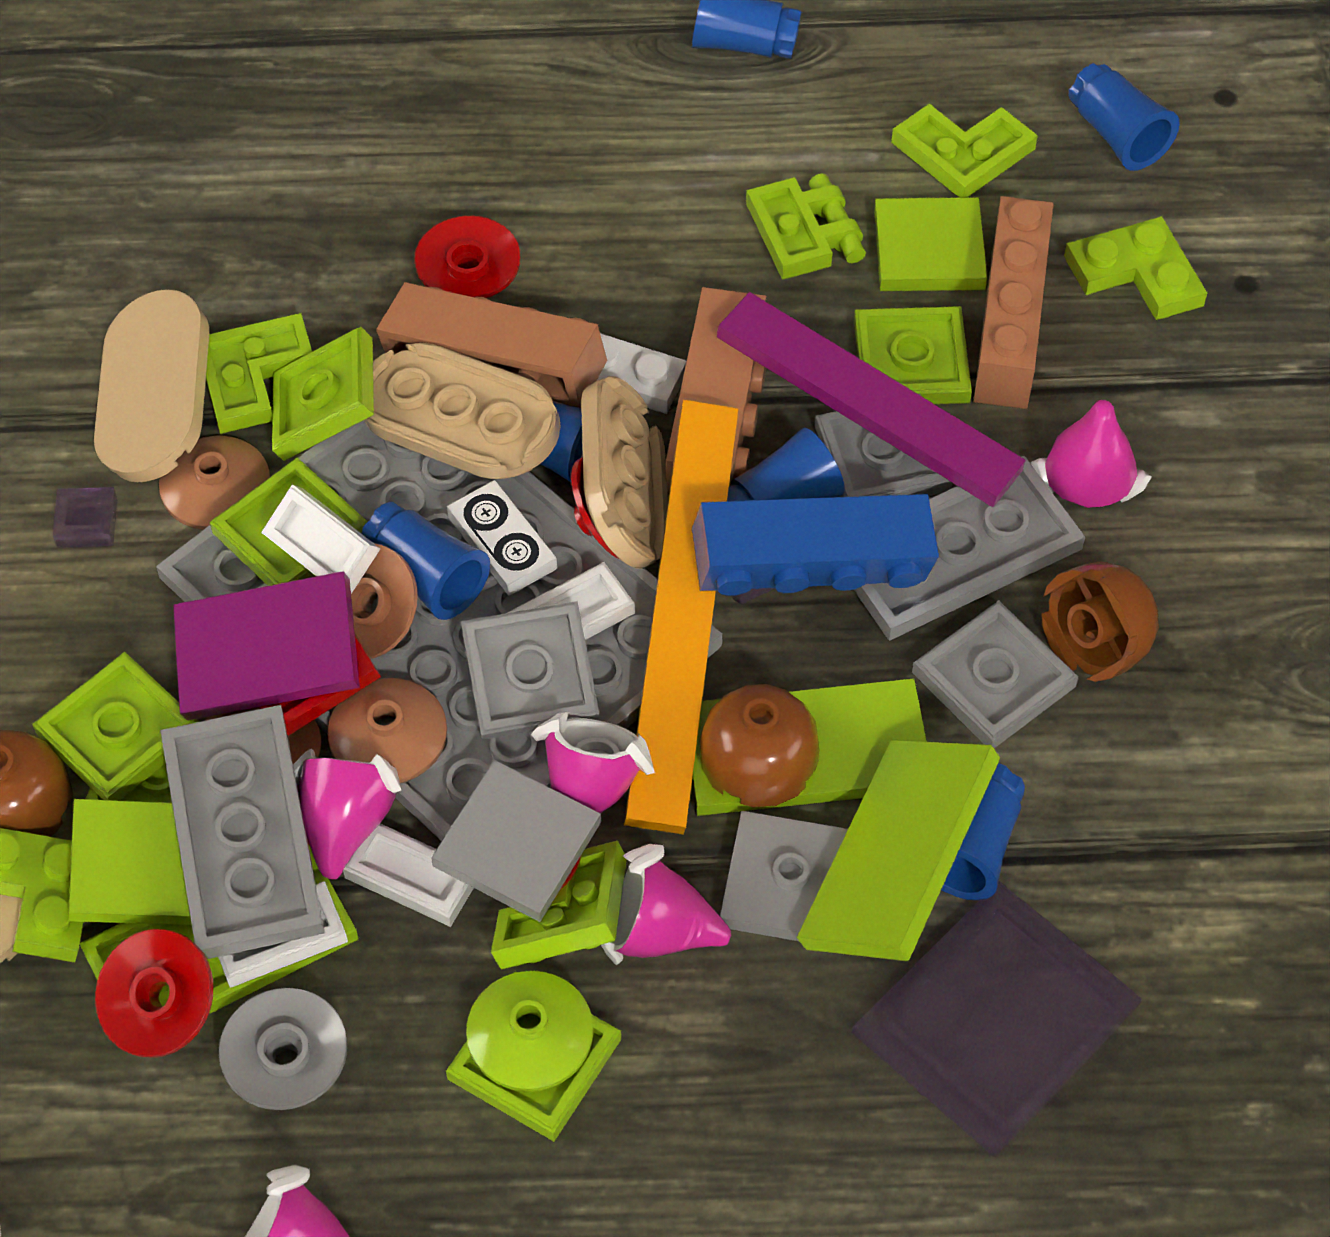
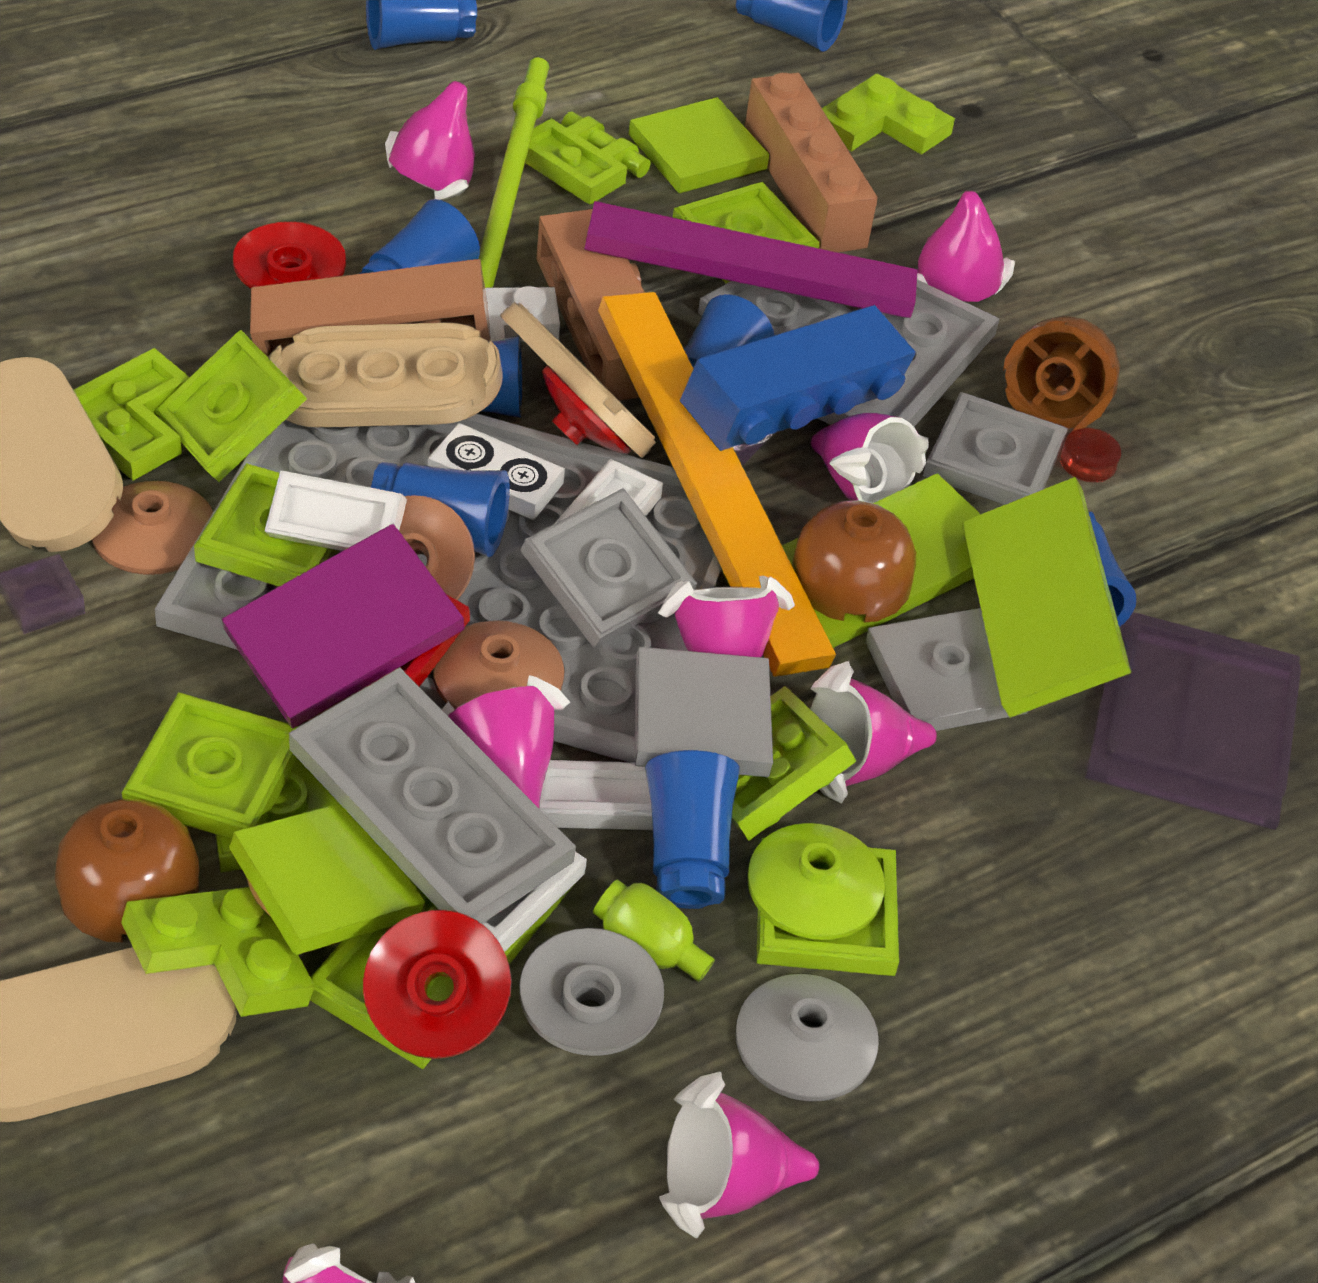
camera: 35 degrees left, 10 degrees down
(370, 1013) = (654, 925): none -> lime plant
(448, 940) = (691, 824): none -> blue plant
(450, 1189) = (802, 1059): none -> light grey dish
(582, 289) = (432, 237): none -> blue plant
(664, 181) = (436, 145): none -> dark pink hat
(772, 161) = (528, 106): none -> lime bar
(852, 636) = (871, 454): none -> white hat
(963, 158) = (681, 72): lime plate -> none
(1087, 711) = (1090, 455): none -> clear red tile

